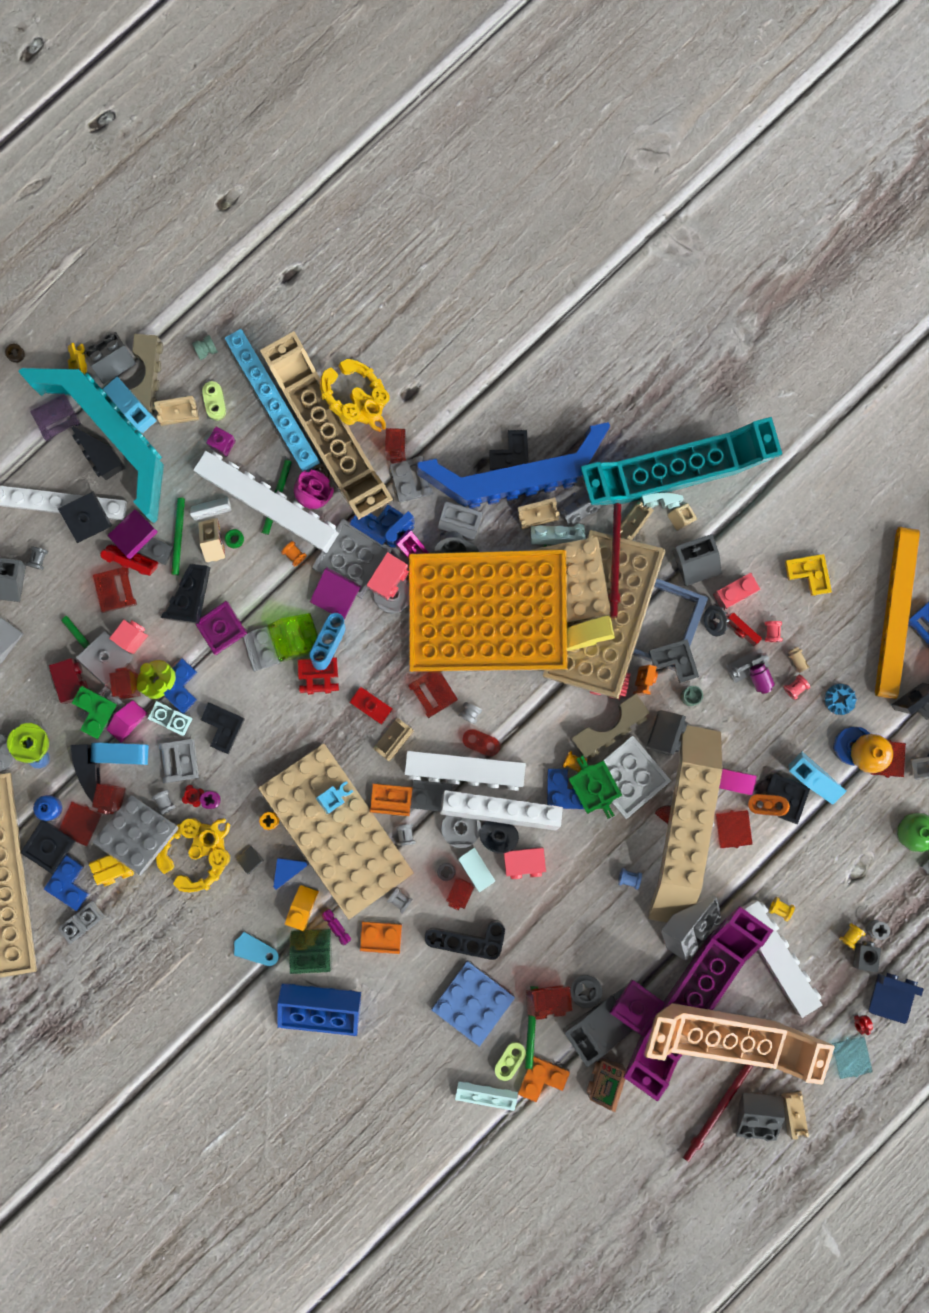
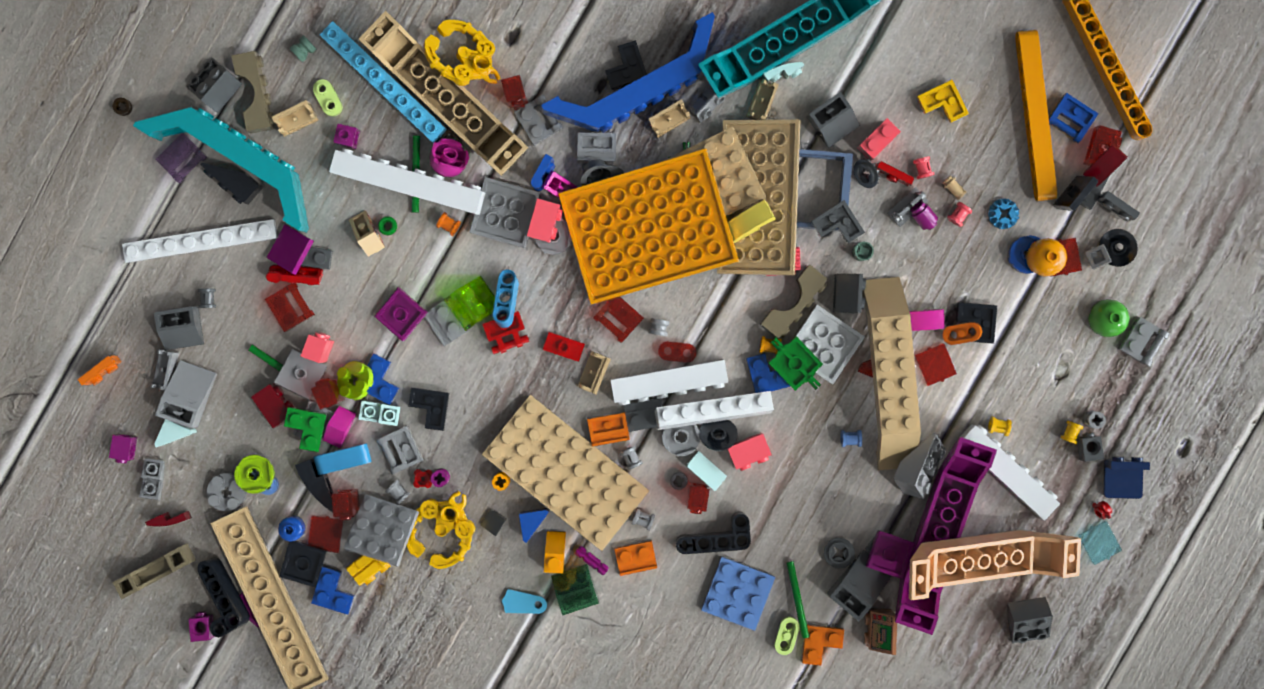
camera: 15 degrees left, 5 degrees up
(77, 358) = (184, 97): yellow plate -> none
(81, 922) = (355, 623): light grey slope -> none
(85, 517) = (240, 246): black plate -> none
(129, 405) = (249, 127): medium azure slope -> none
(178, 536) = (333, 239): green bar -> none
(189, 598) = (362, 294): black wing -> none
(210, 508) = (356, 203): white slope -> none
(319, 1009) = (598, 639): blue slope -> none
(332, 798) = (553, 444): medium azure plate -> none
(335, 593) = (499, 250): magenta tile -> none
(375, 526) = (520, 176): blue plate -> none
(486, 1096) = (773, 673): light aqua plate -> none
(549, 1001) = (807, 571): clear red brick -> none
(556, 534) = (693, 134): light aqua plate -> none
(614, 596) = (764, 179): dark red bar -> none
(645, 677) = (814, 249): orange plate -> none
(682, 516) = (807, 81): tan slope -> none
(697, 1141) = (978, 658): dark red bar -> none
(795, 1115) = (1060, 609): tan hinge -> none
(816, 778) = (999, 295): medium azure slope -> none

